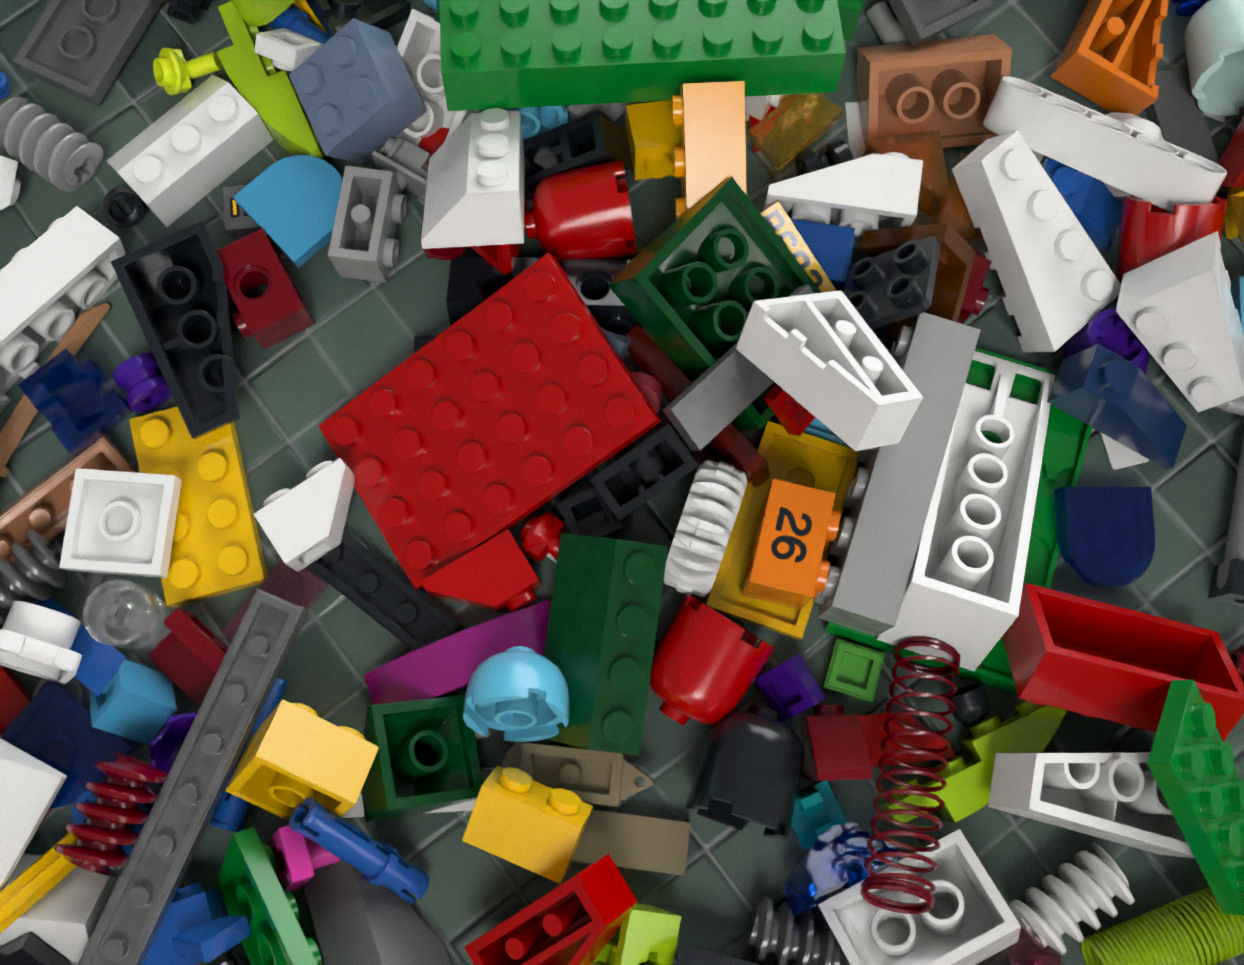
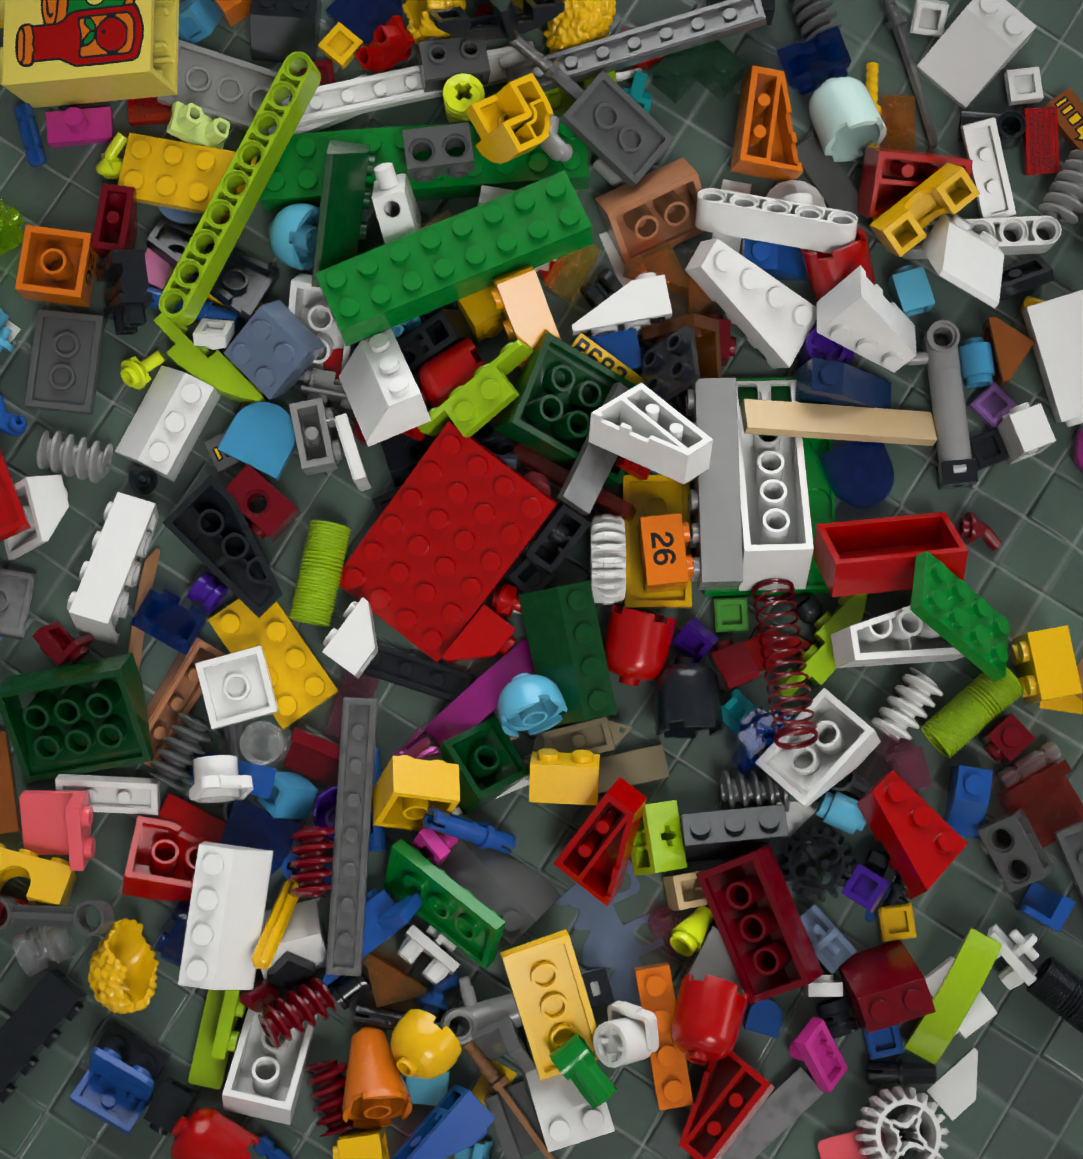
camera: 20 degrees left, 5 degrees up
(298, 418) = (320, 580): none -> lime piece
(328, 701) = (415, 746): none -> flat silver piece
(406, 261) = (352, 452): none -> white tile
(609, 231) = (482, 397): none -> lime bracket
(1099, 450) = (837, 422): none -> tan tile

